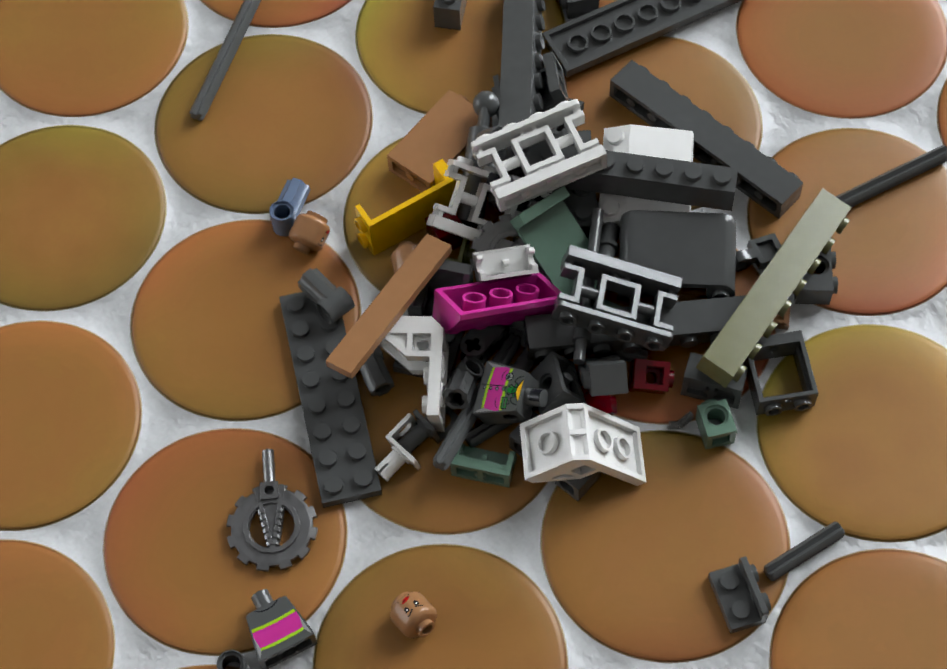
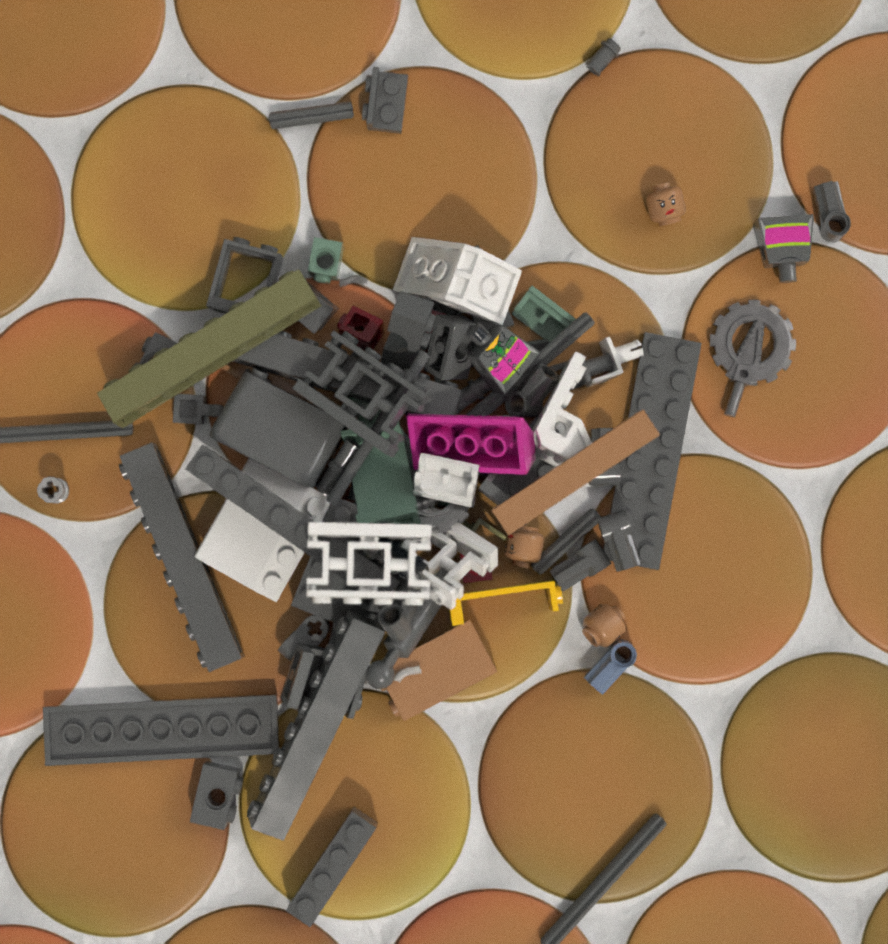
camera: 155 degrees left, 25 degrees up
(353, 269) = (586, 562): none -> dark grey piece
(374, 285) = (566, 541): none -> dark grey axle
(464, 122) = (407, 671): none -> white leg
(843, 142) = (48, 483): none -> light grey bush

